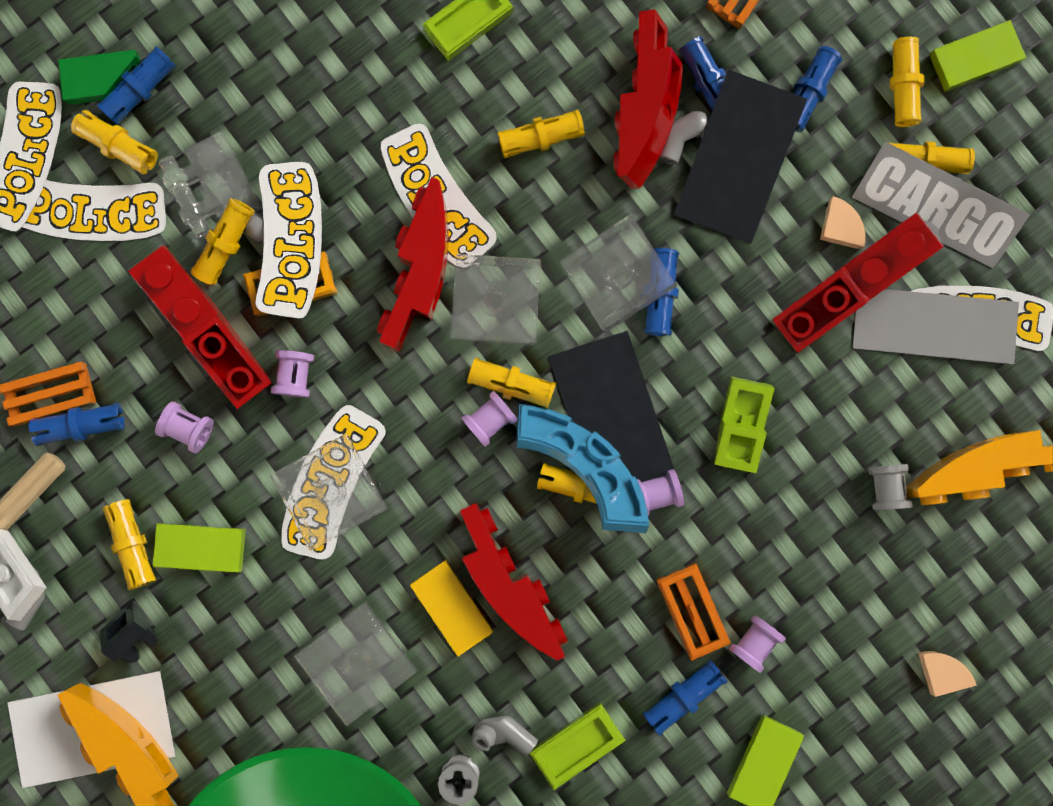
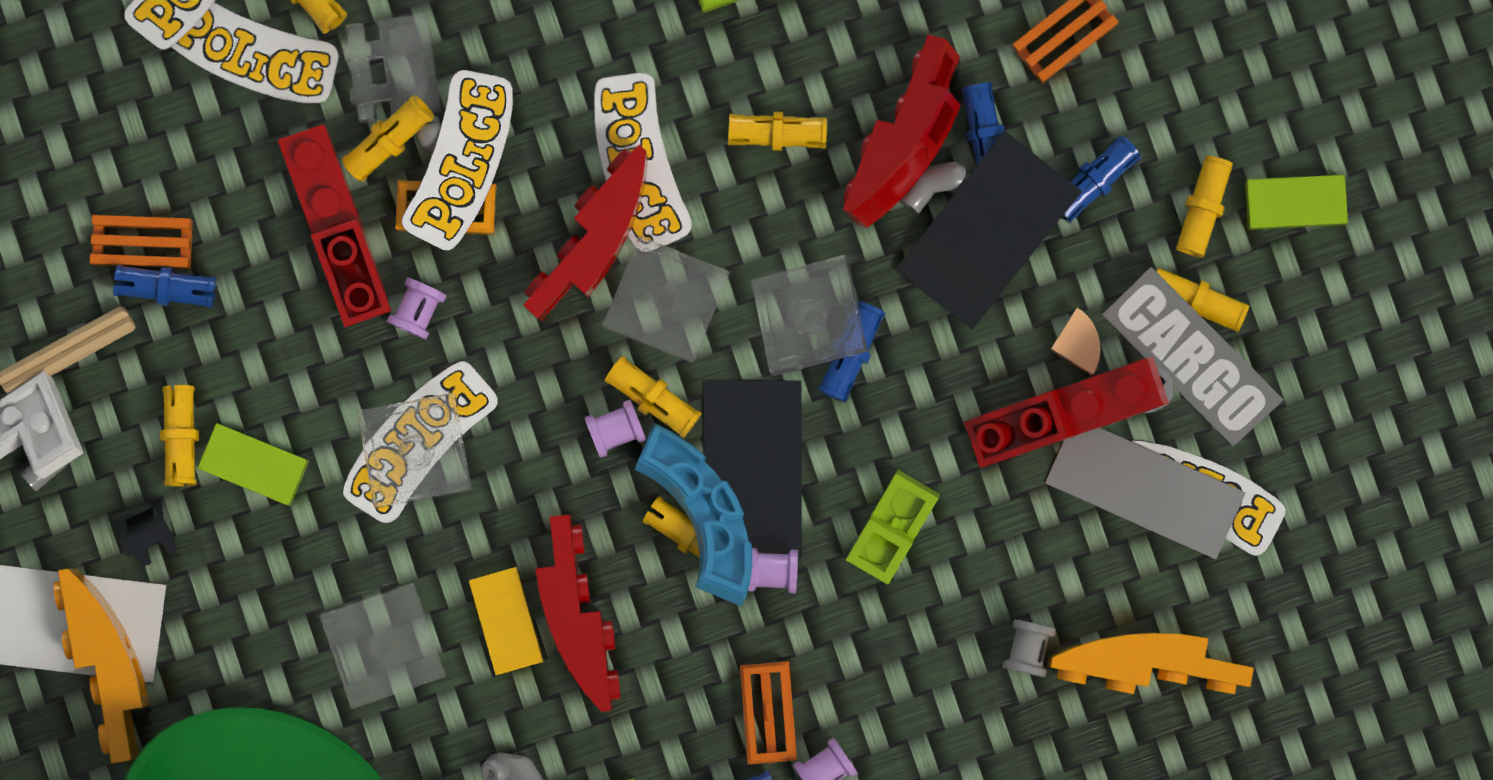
camera: 20 degrees right, 0 degrees up
(184, 427) = (280, 328): lavender bush -> none

